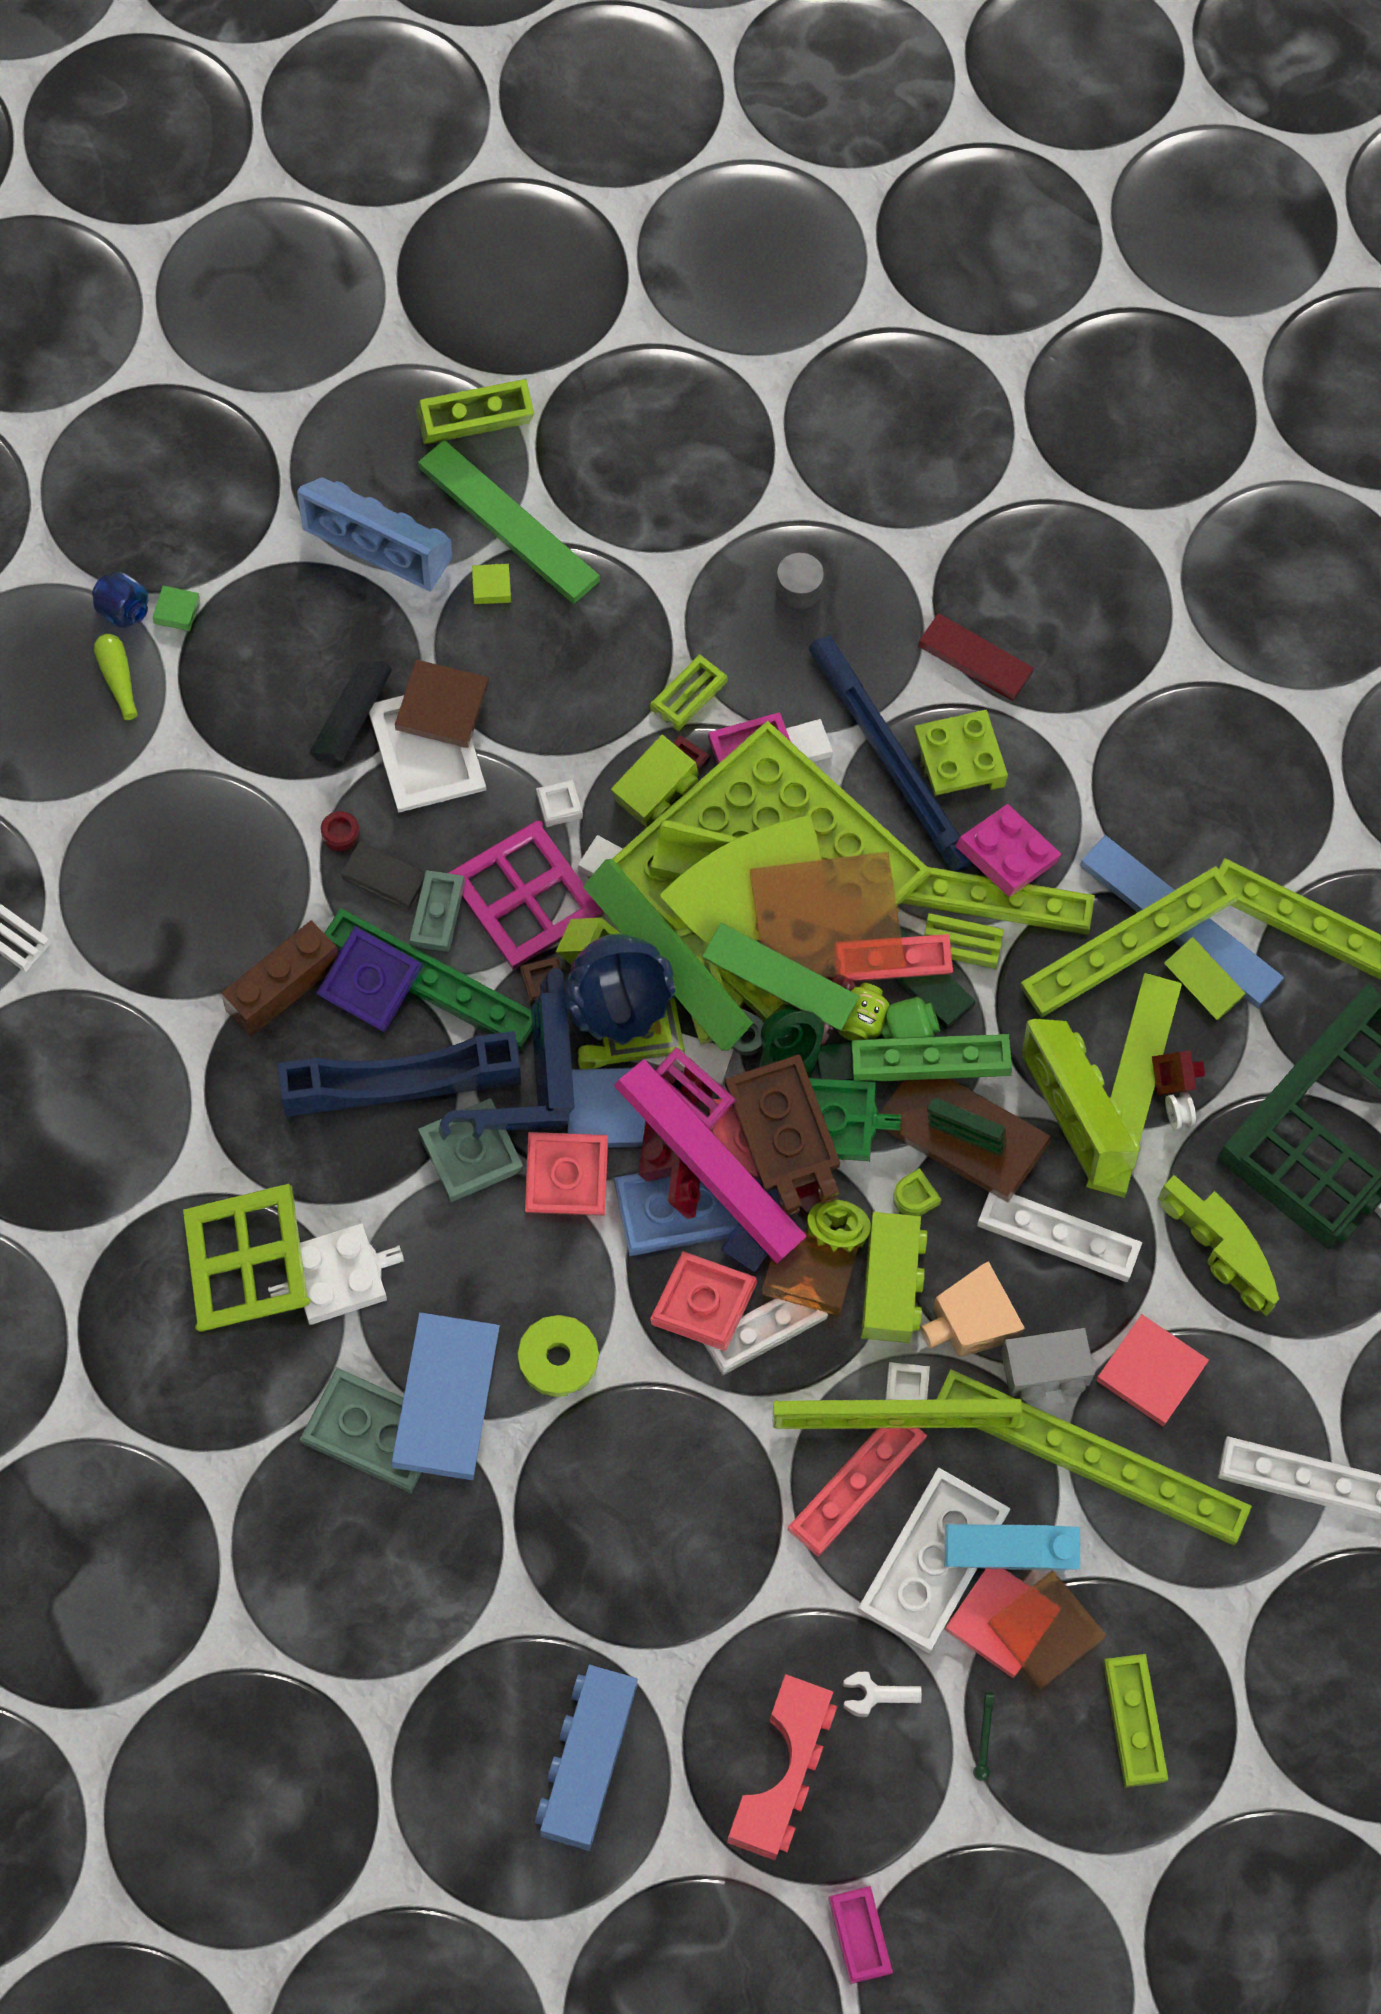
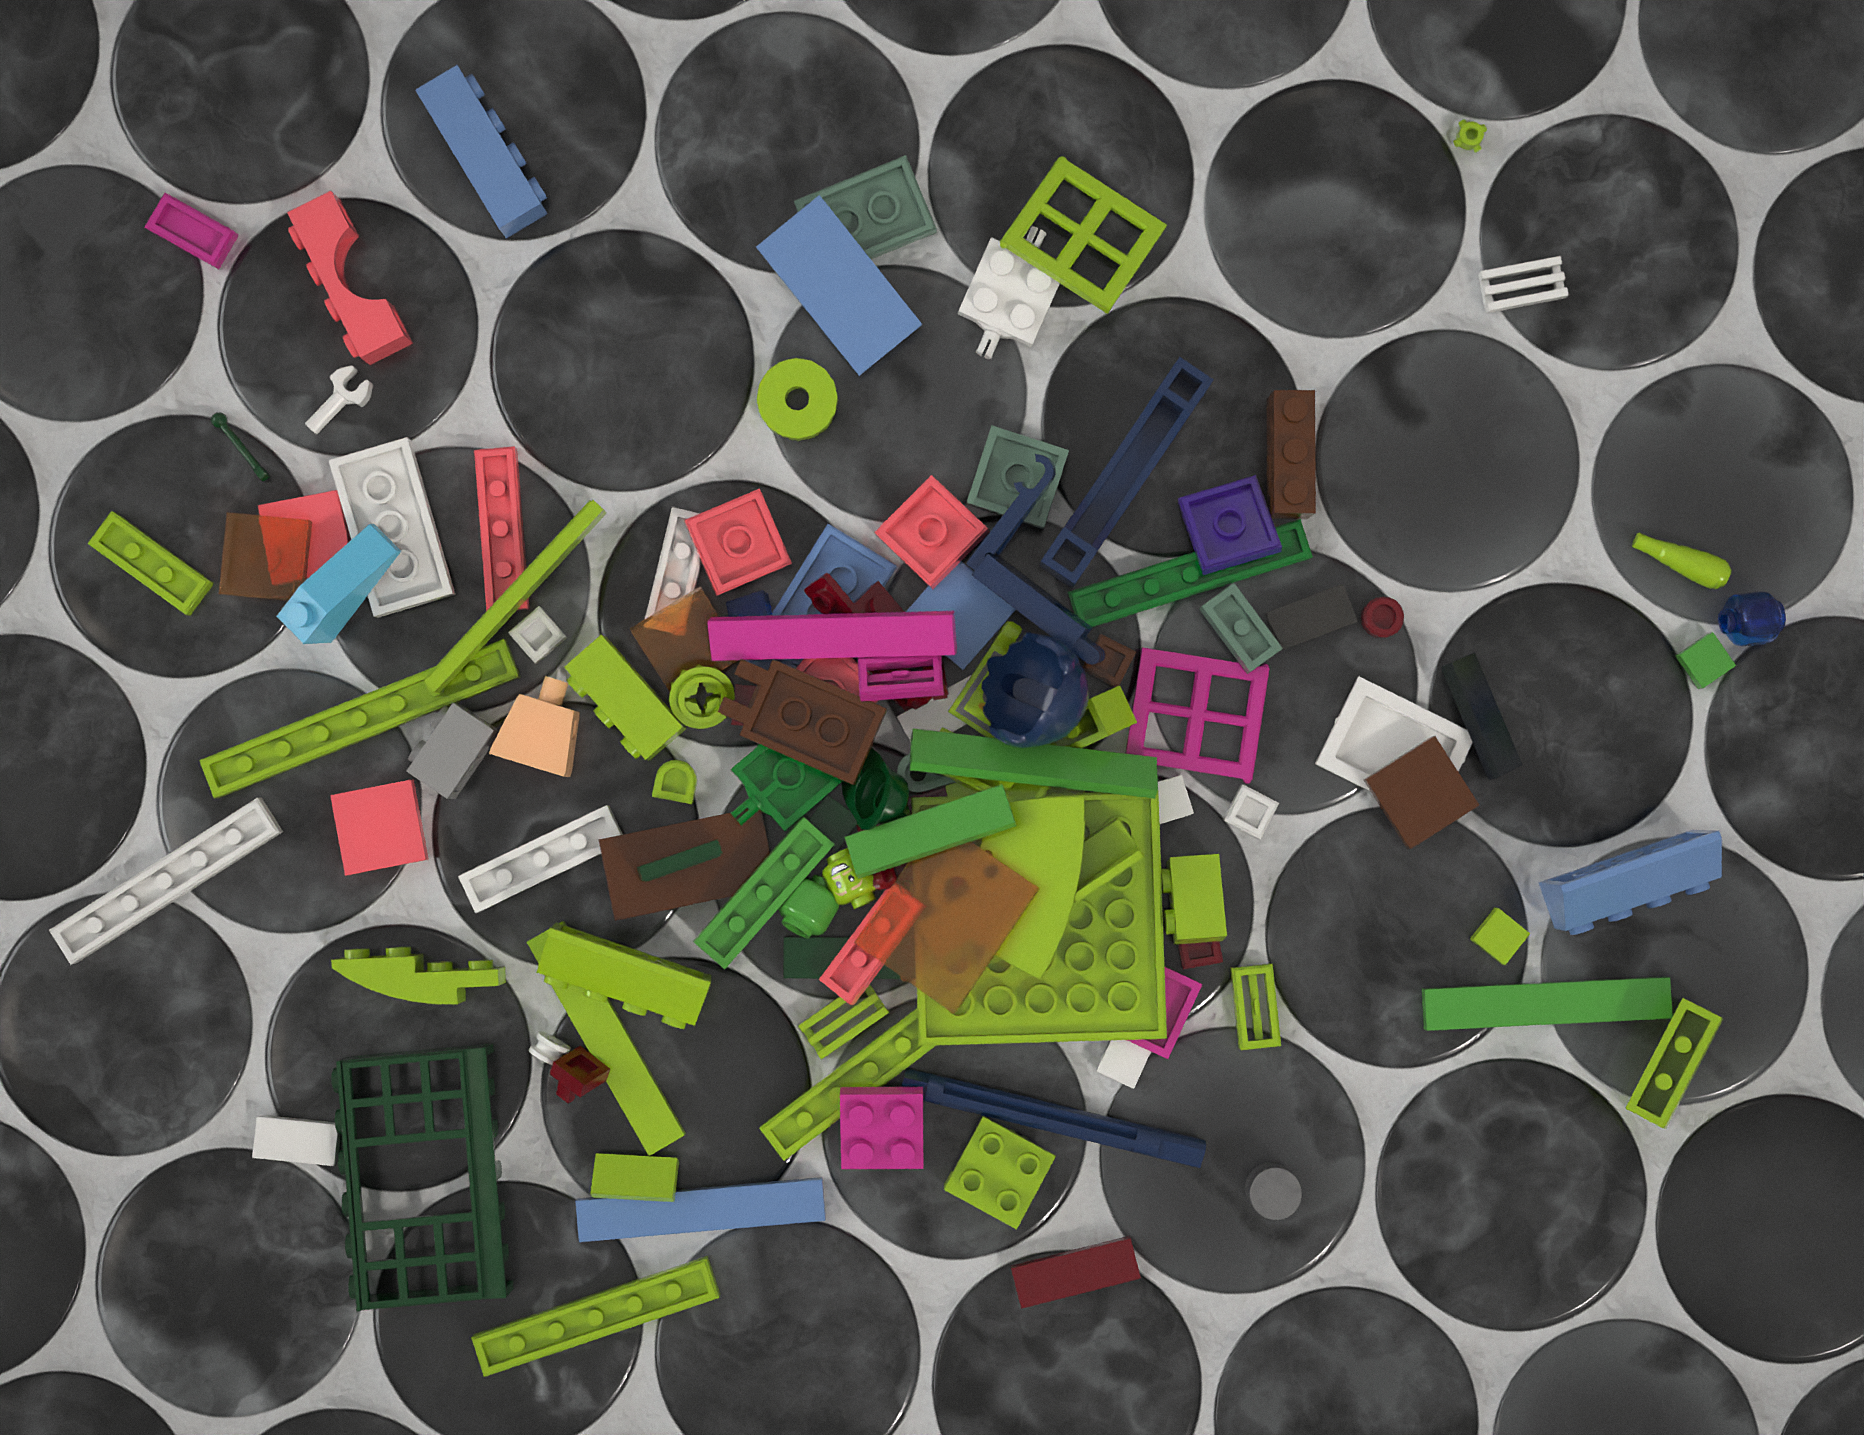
camera: 135 degrees right, 20 degrees up
(1128, 941) = (716, 1146): lime plate -> none

